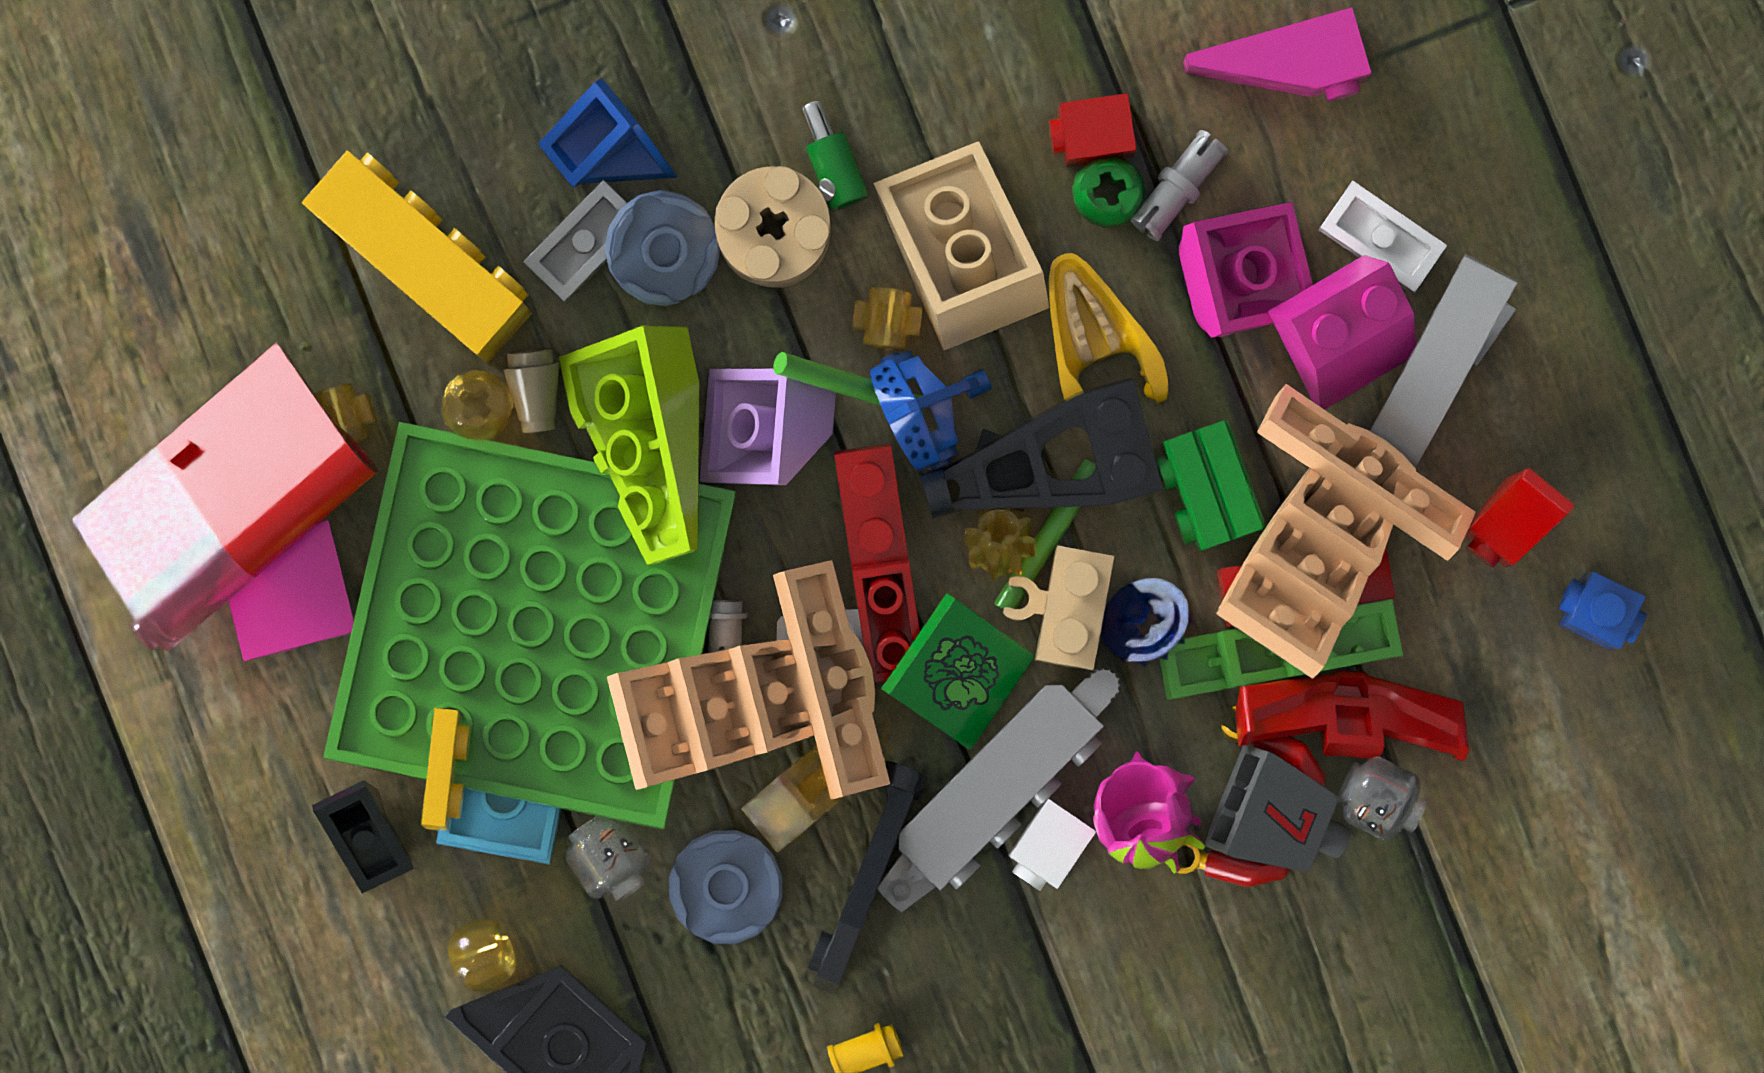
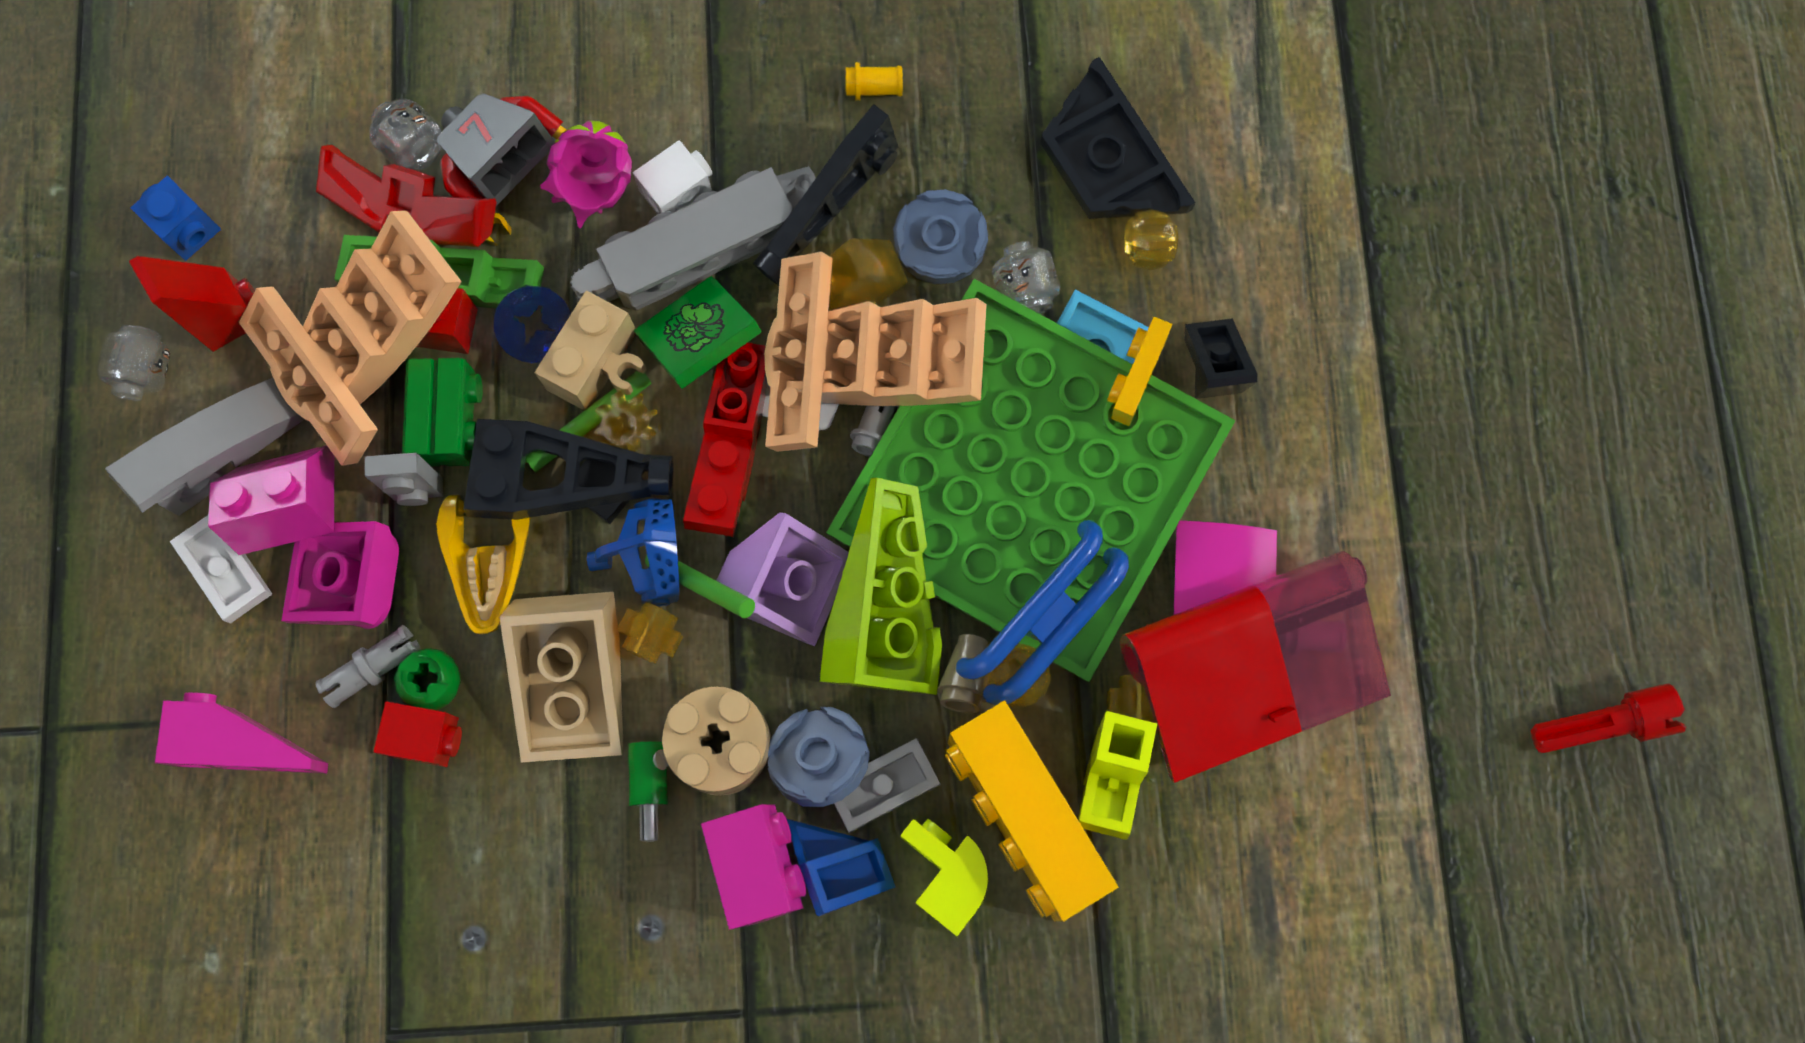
camera: 165 degrees left, 10 degrees down
(342, 328) = (1115, 774): none -> neon yellow brick
(458, 466) = (1049, 617): none -> blue piece
(471, 167) = (962, 876): none -> neon yellow brick
(683, 106) = (754, 865): none -> dark pink slope
(1211, 391) = (404, 478): none -> light grey plate
(1578, 430) = (133, 362): none -> clear head

